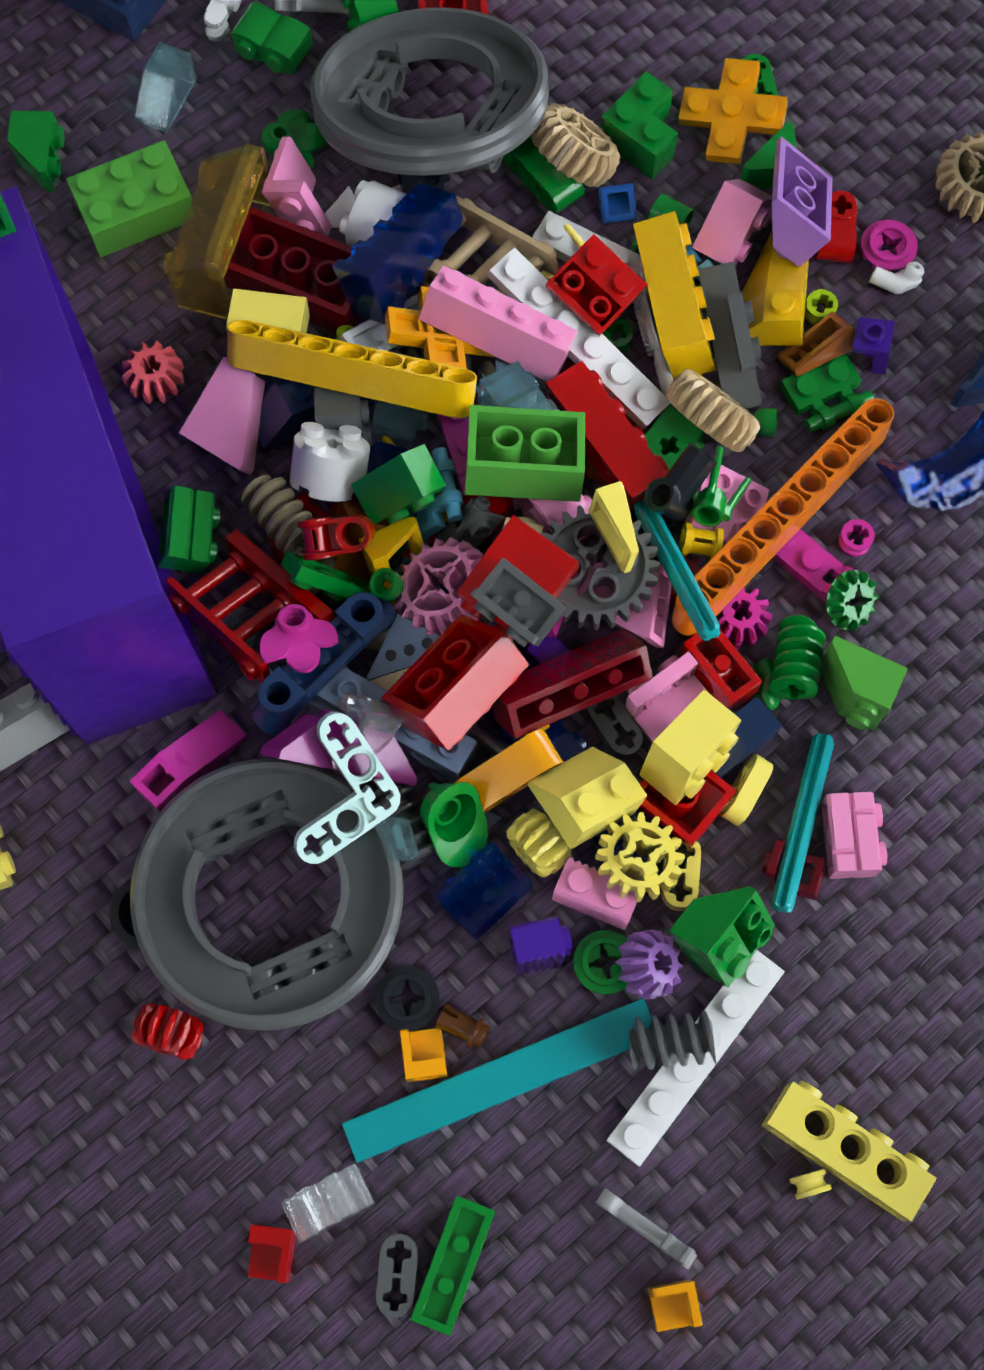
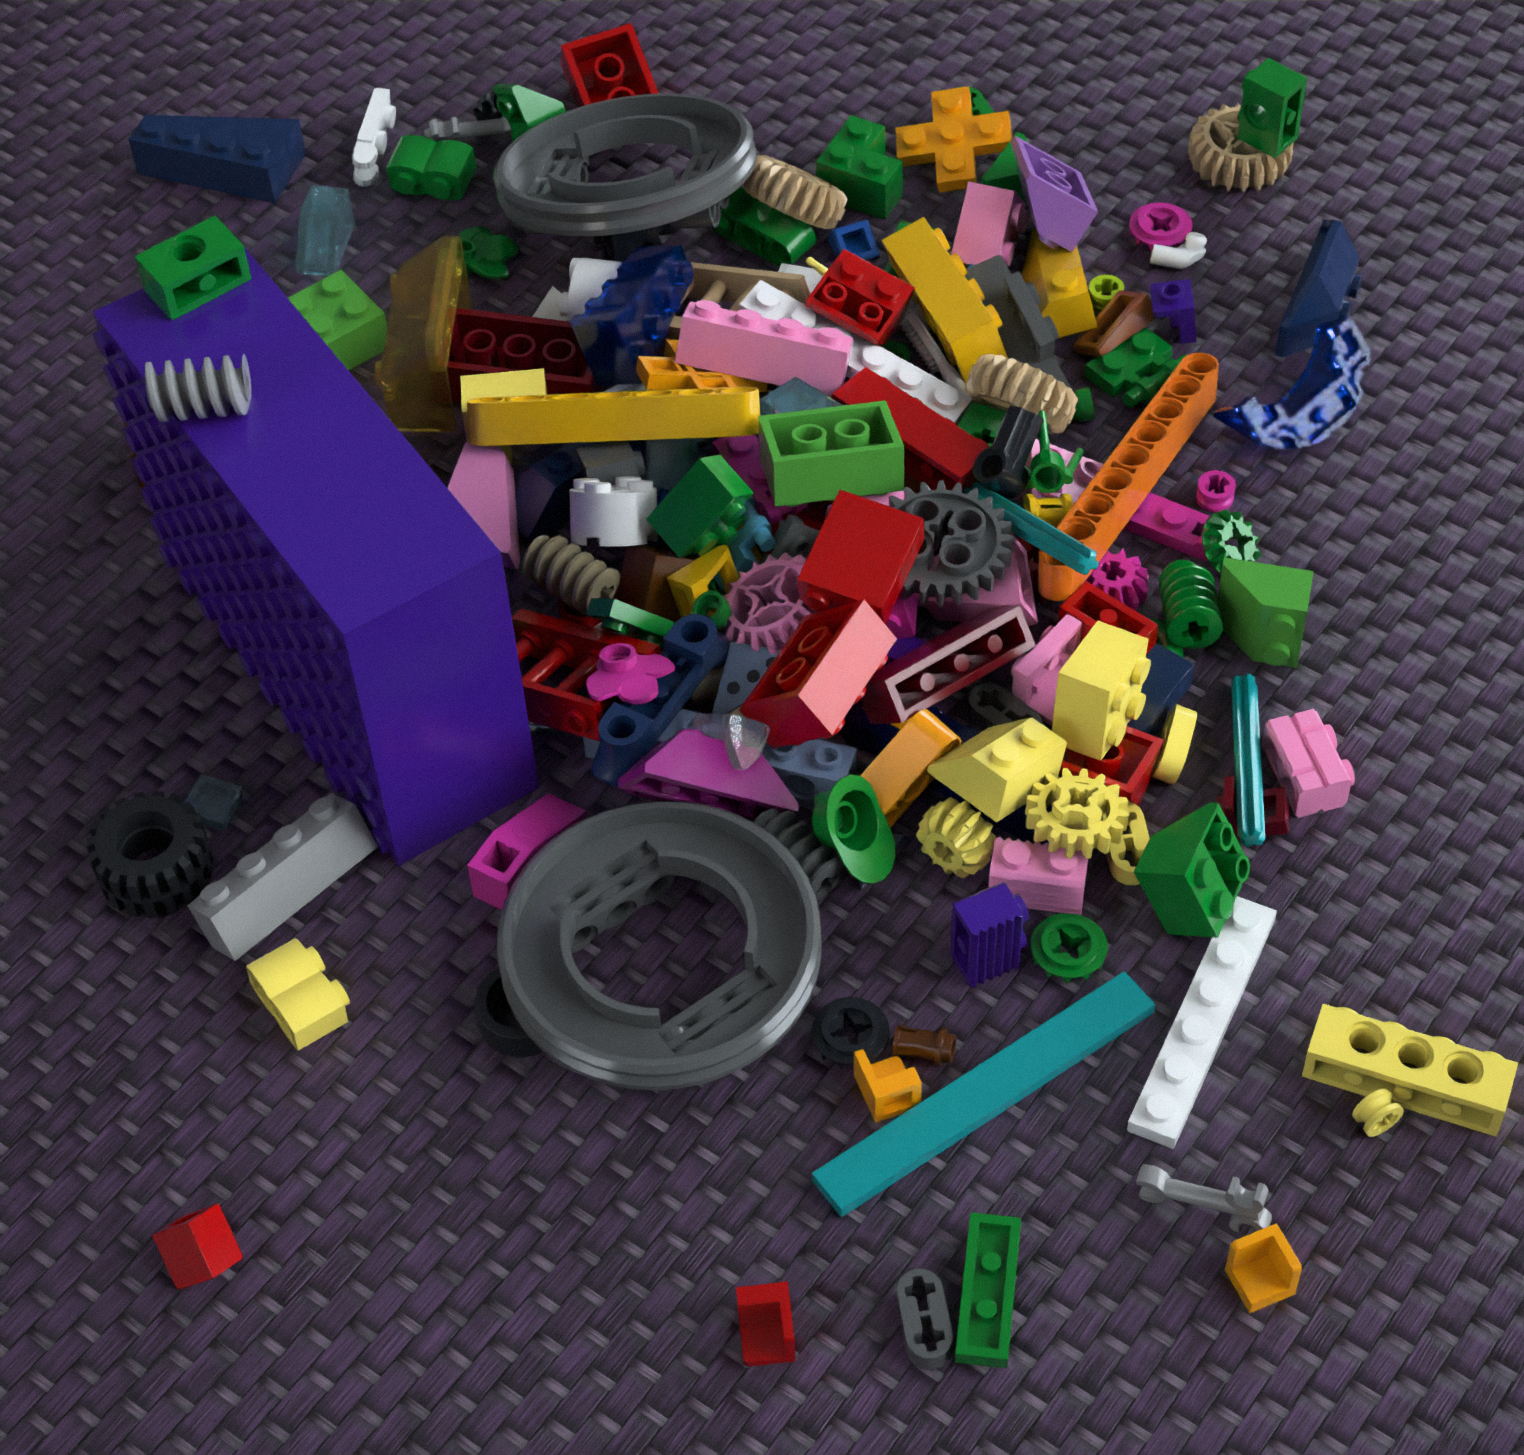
camera: 10 degrees left, 20 degrees down
(167, 1031) = (578, 1114): red gear -> none
(291, 188) = (496, 286): bright pink bracket -> none
(327, 1203) = (821, 1244): clear gear -> none
(328, 536) = (639, 567): red piece -> none
(358, 801) = (745, 809): light aqua beam -> none
(399, 839) = (799, 849): clear light blue tile -> none
(483, 891) = (906, 902): clear blue bracket -> none
(519, 603) = (871, 566): dark grey bracket -> none
(613, 520) = (952, 486): light yellow slope -> none
(649, 964) = (1121, 928): medium lavender gear -> none
(671, 1040) = (1172, 988): dark grey piece -> none
(843, 229) = (1108, 227): red piece -> none

